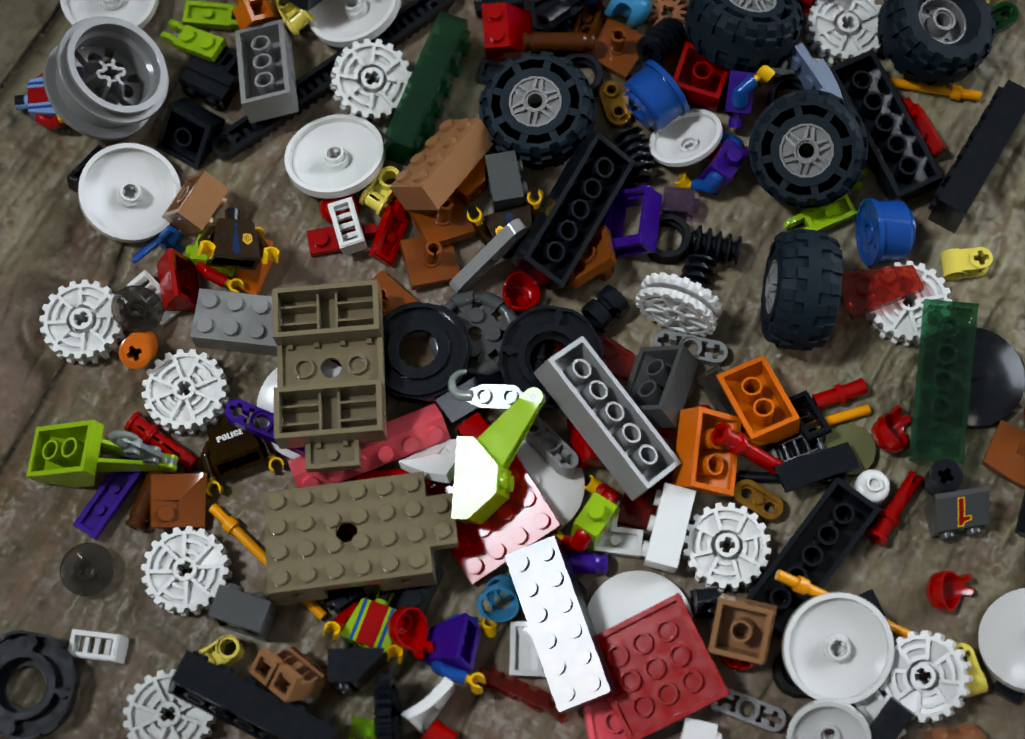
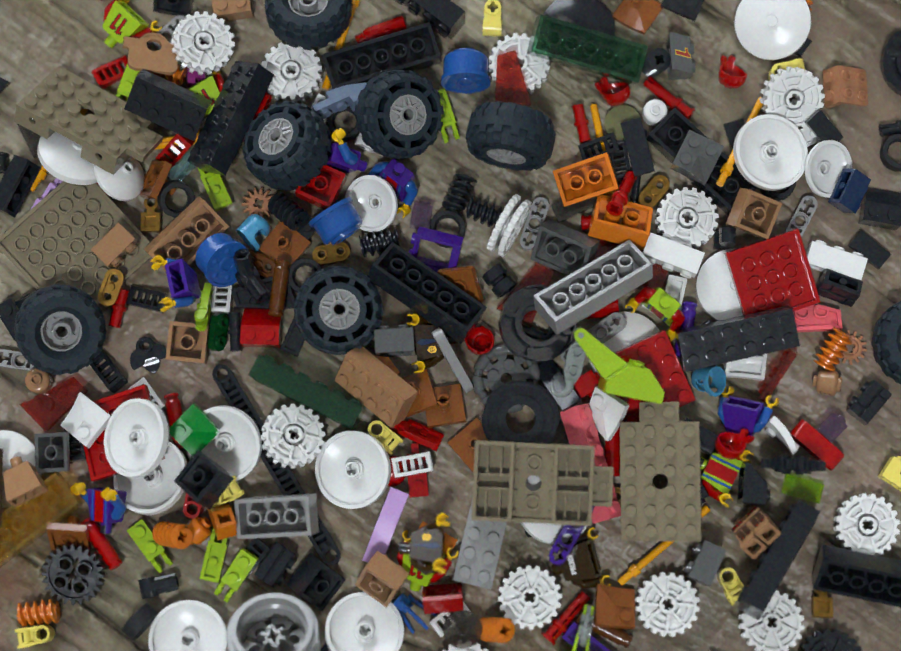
camera: 80 degrees left, 10 degrees up
(269, 205) = (386, 523): none -> lavender slope
(812, 540) = (697, 157): none -> dark grey slope

